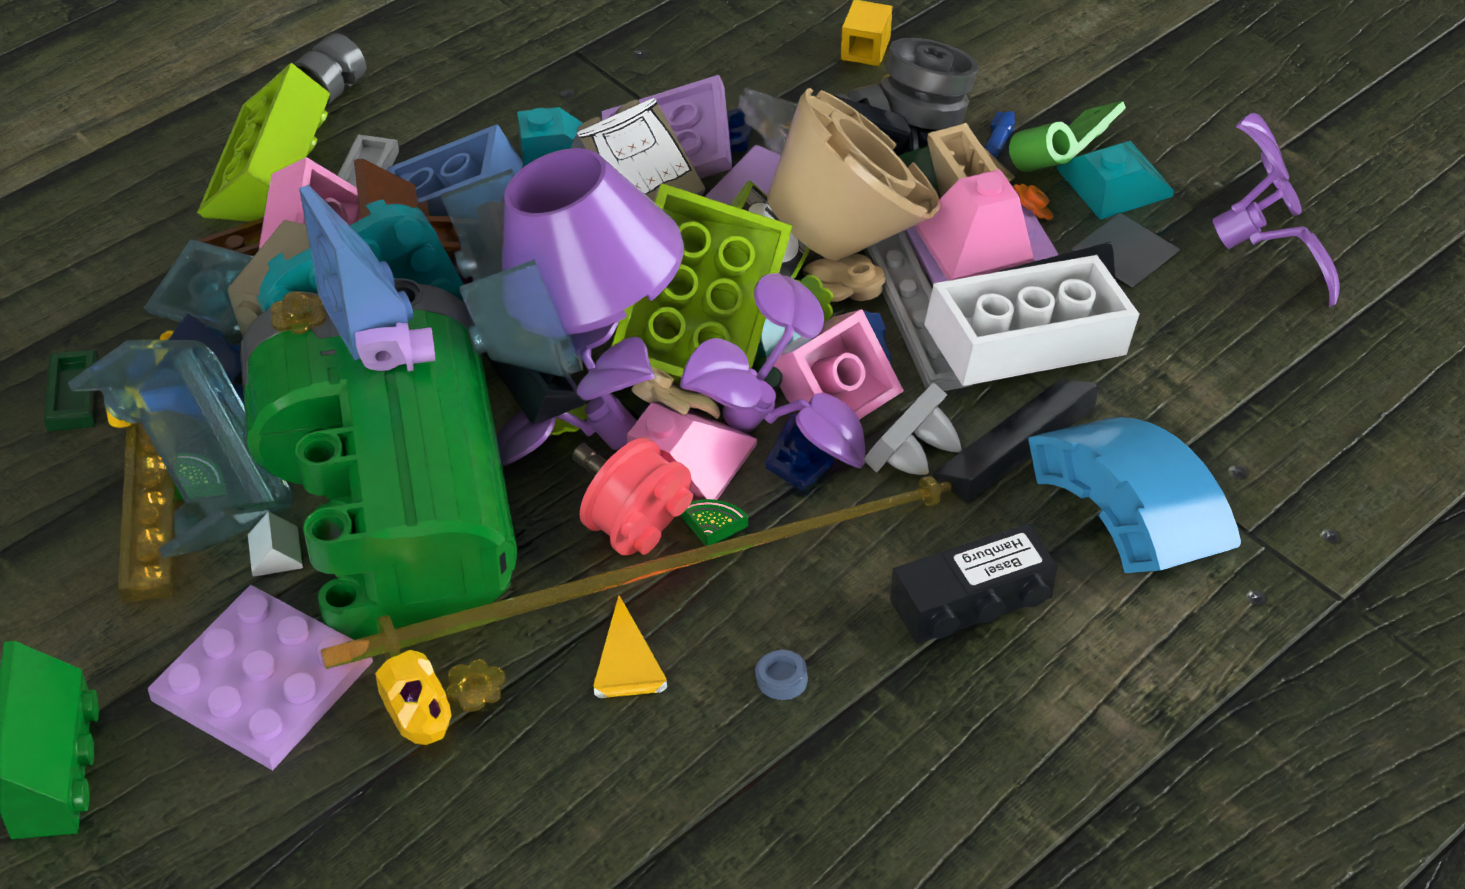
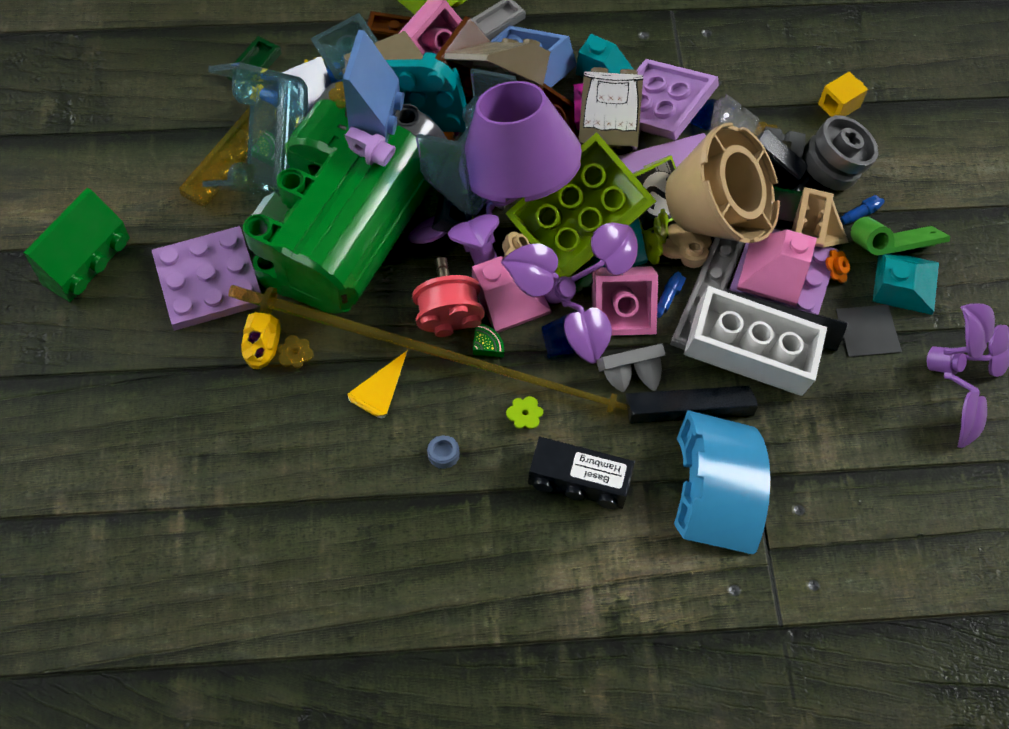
camera: 35 degrees right, 15 degrees up
(472, 161) = (509, 57): none -> dark tan slope
(800, 263) = (660, 225): none -> lime plant
(838, 566) = (527, 406): none -> lime plant

